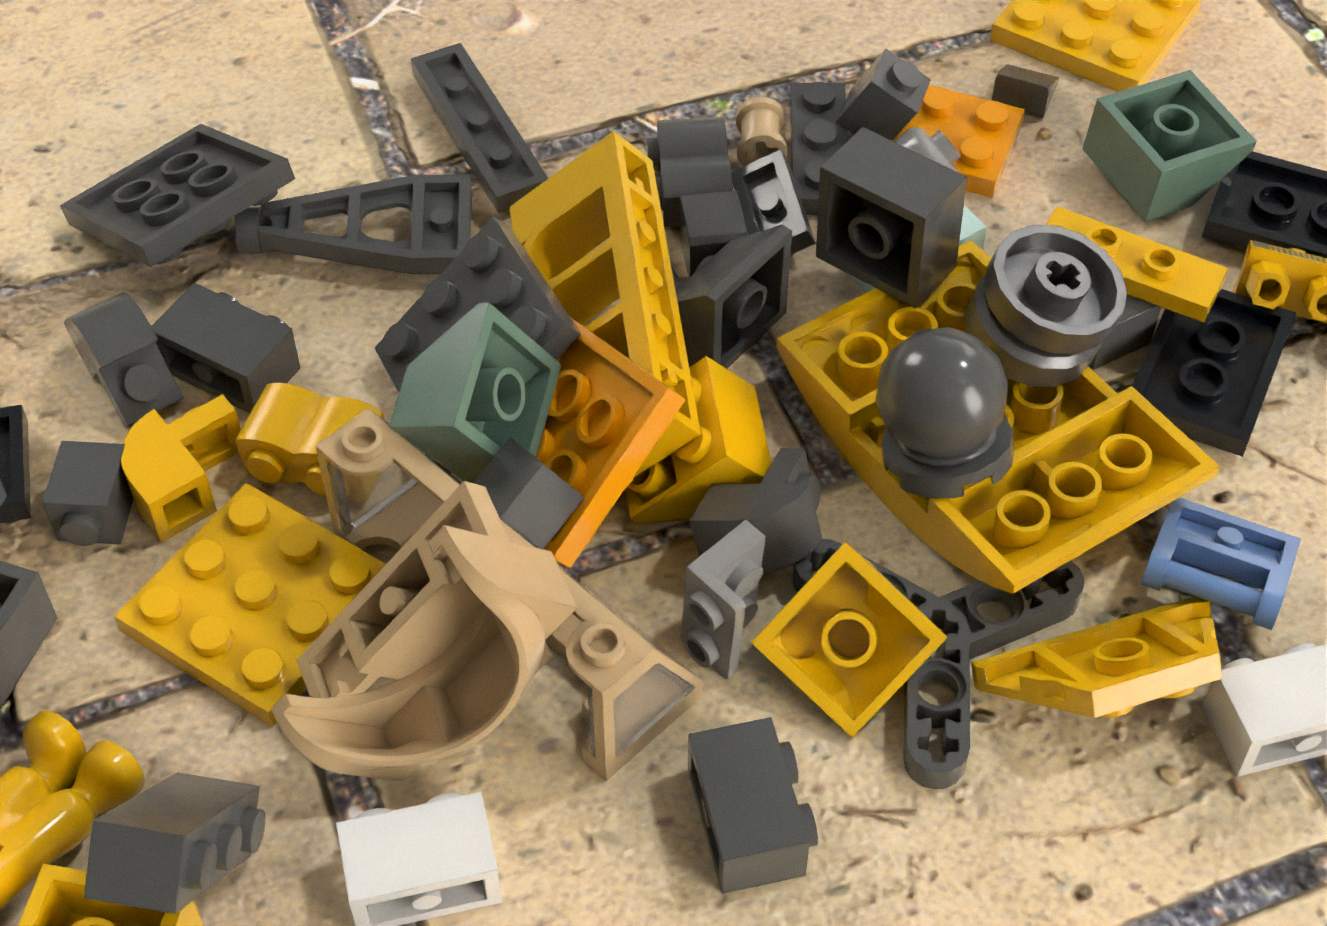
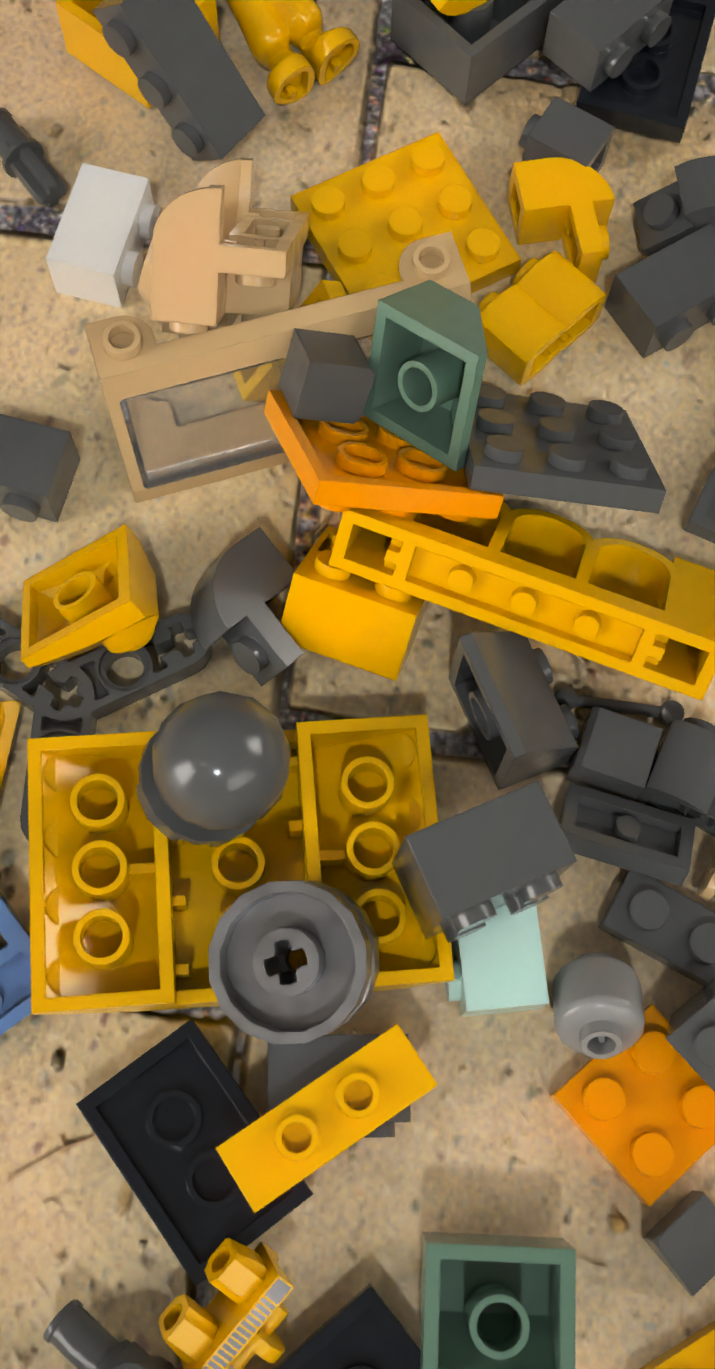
camera: 115 degrees right, 20 degrees up
(722, 598) = (163, 506): light grey bracket -> none

